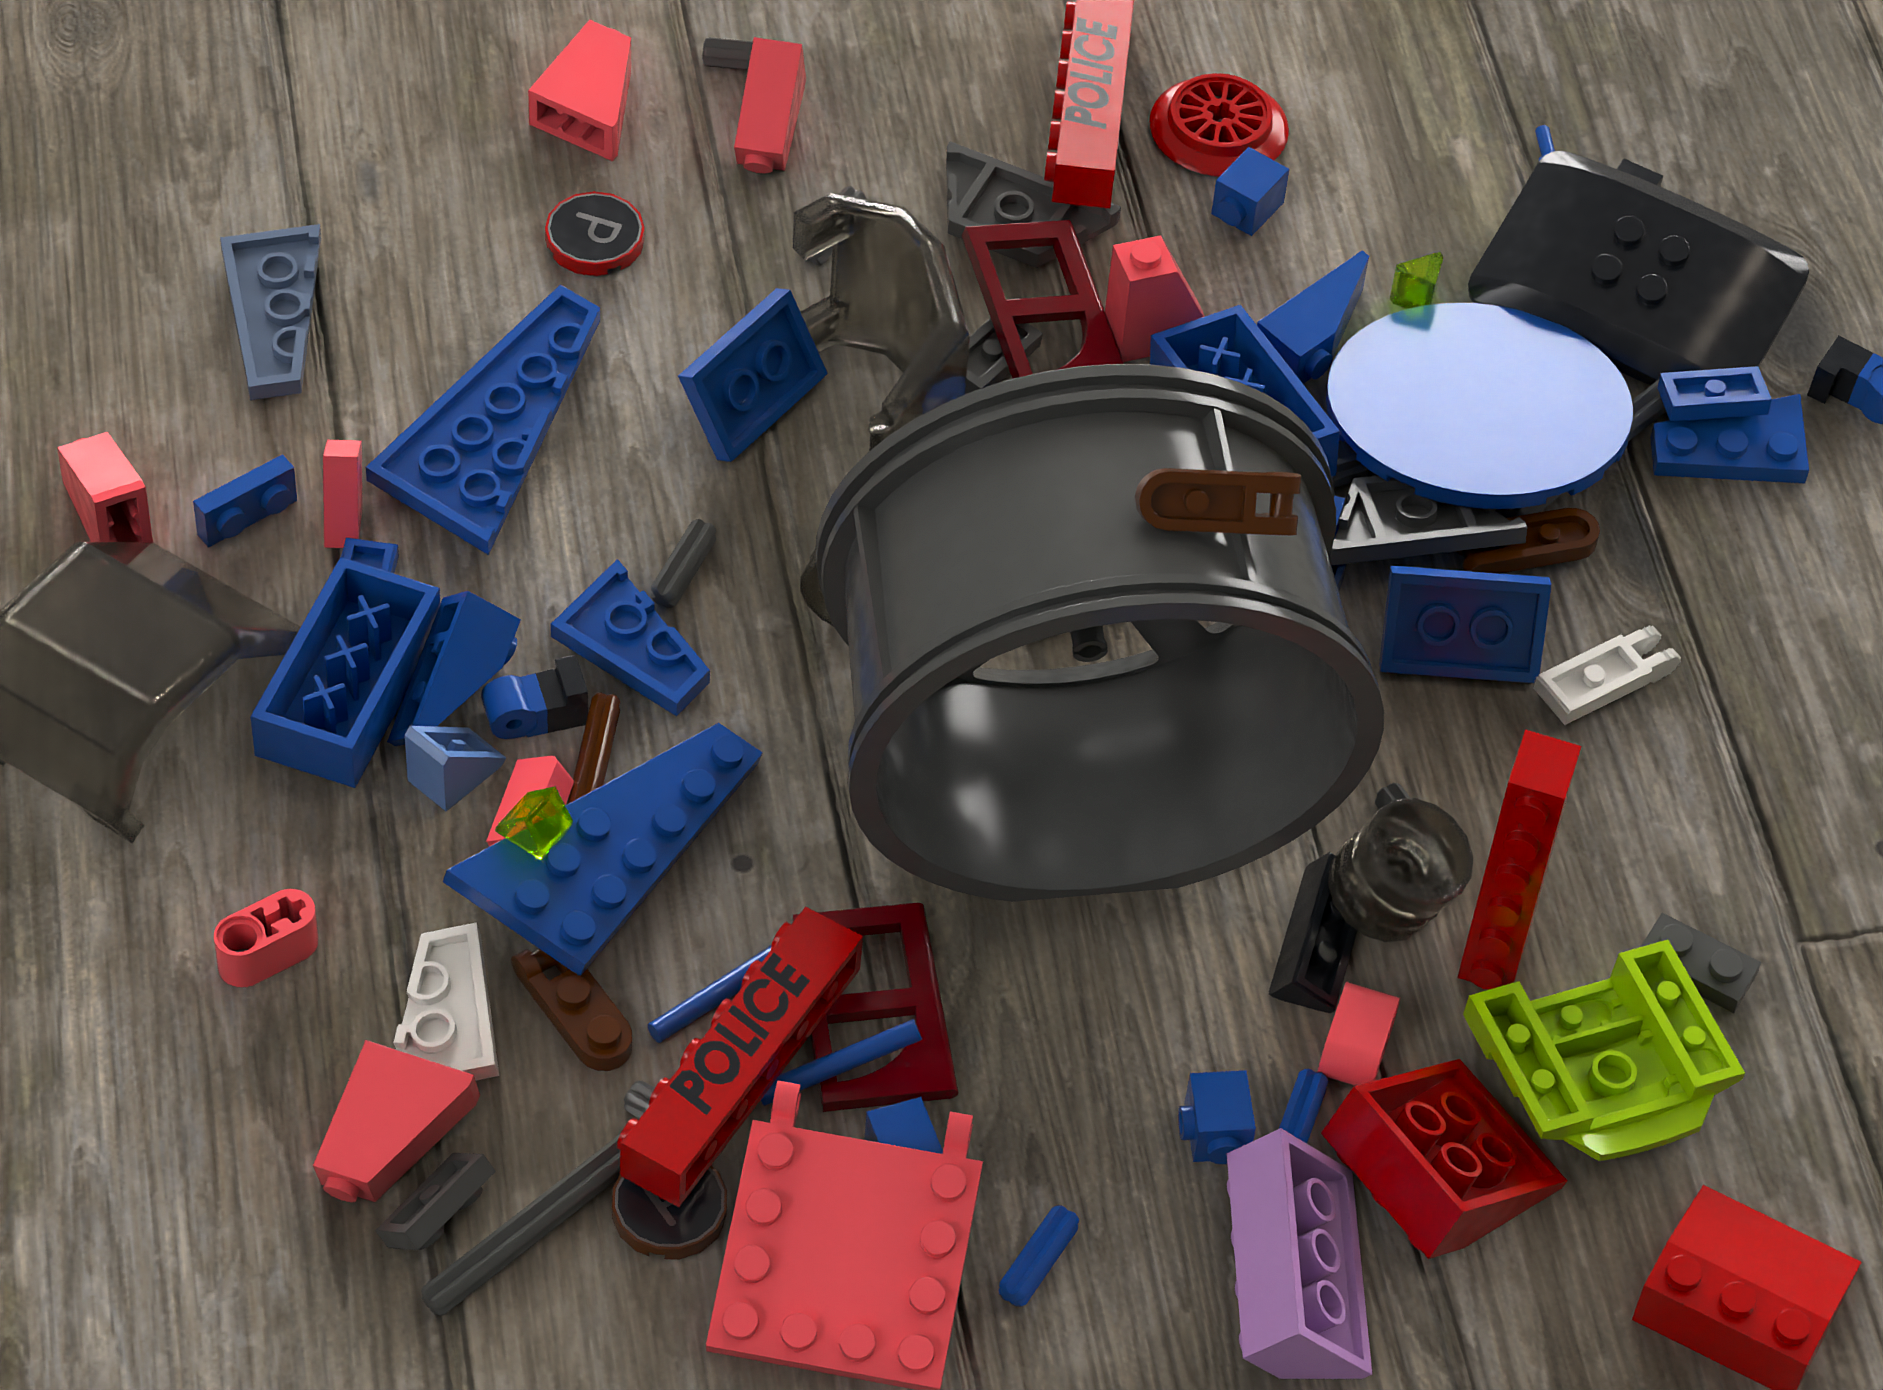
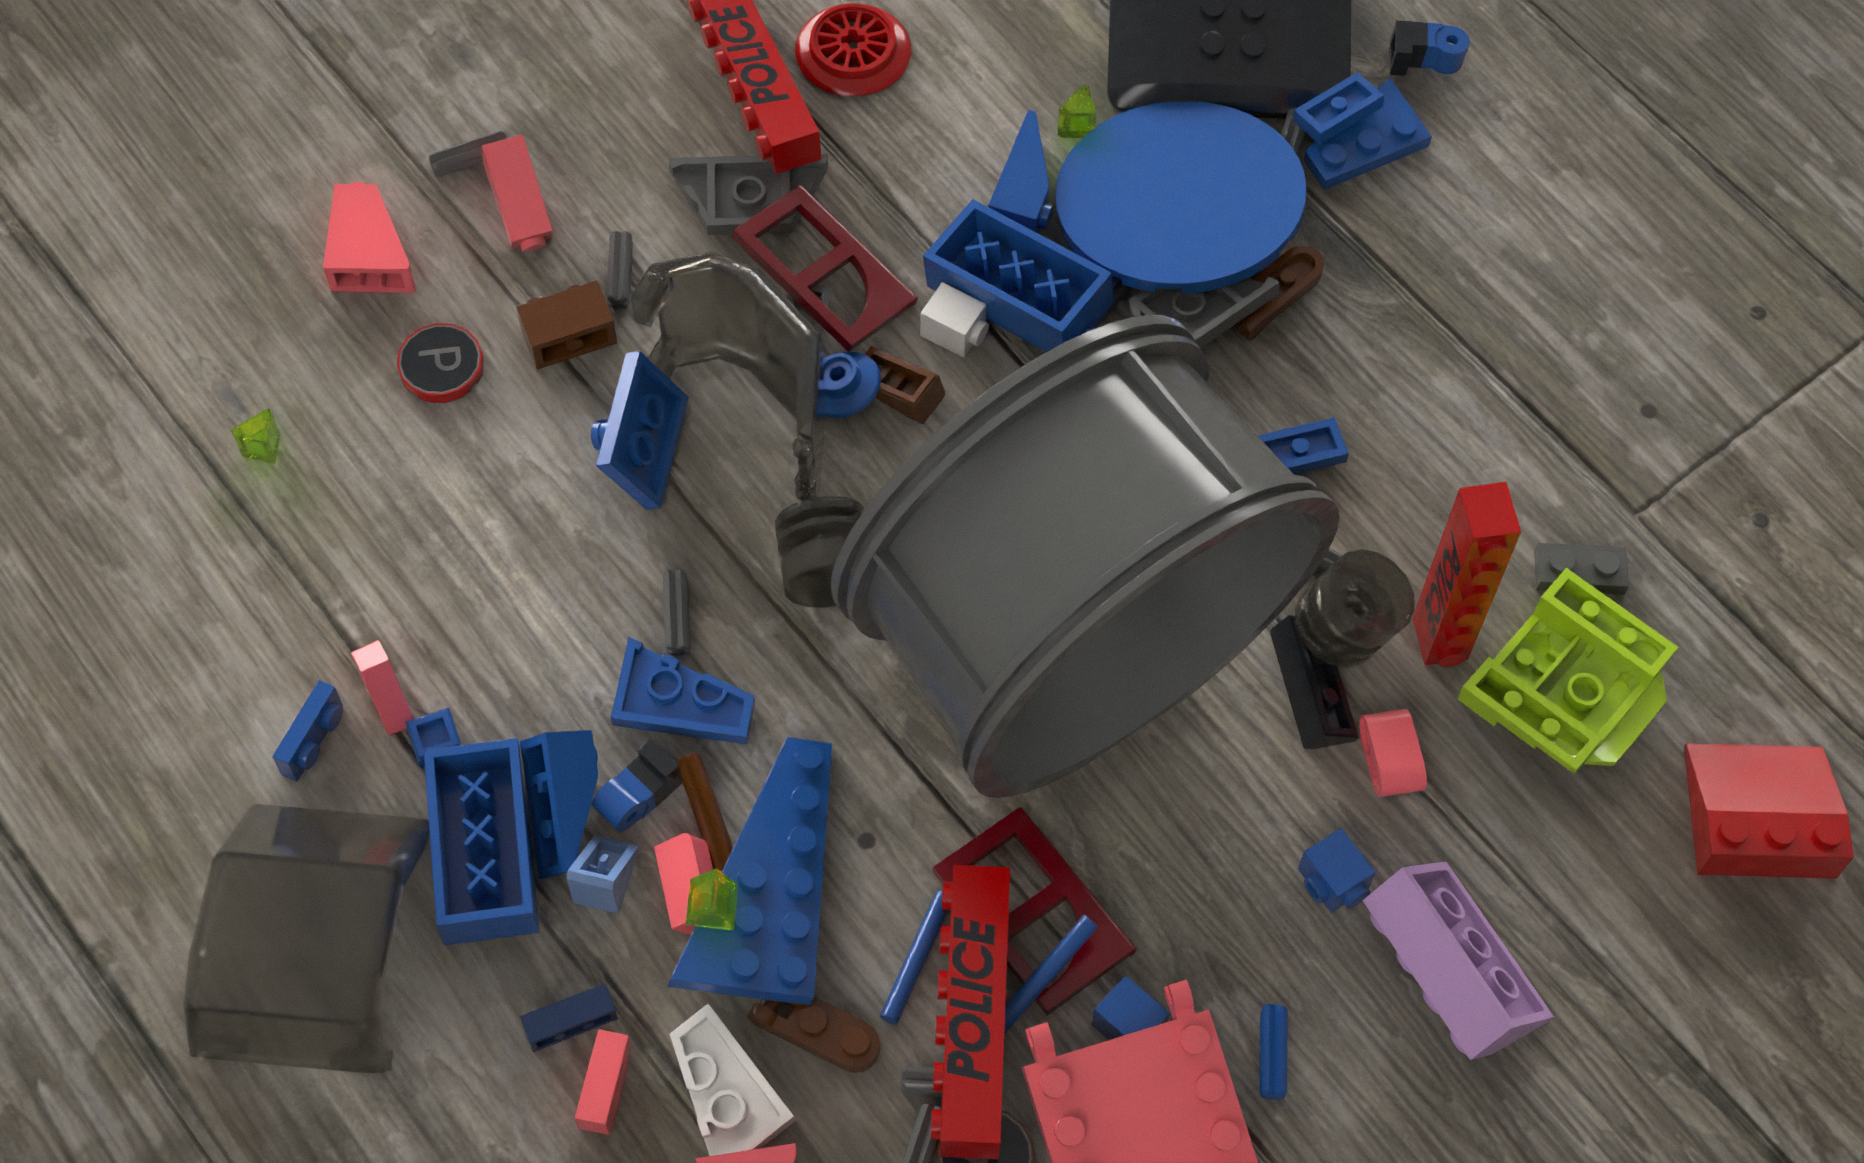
camera: 25 degrees left, 10 degrees up
(105, 490) = (195, 783): coral slope -> none
(272, 303) = (221, 543): sand blue wing -> none
(275, 932) = (541, 1095): coral beam -> none
(327, 947) = (603, 1082): none -> coral piece
(334, 875) = (569, 1017): none -> dark blue piece
(369, 219) = (258, 437): none -> clear neon green slope
(481, 436) = (457, 582): blue wing -> none
(742, 250) = (566, 324): none -> reddish brown brick
(1146, 295) = (900, 225): coral slope -> none
(1218, 501) = (1189, 435): reddish brown plate -> none
(1250, 191) = (912, 96): blue brick -> none
(1304, 1104) = (1386, 836): blue axle -> none
(1440, 1155) = (1506, 819): red slope -> none
(1452, 705) = (1308, 446): none -> blue plate
(1464, 624) = (1283, 378): blue plate -> none
(1604, 674) = (1387, 373): white hinge -> none

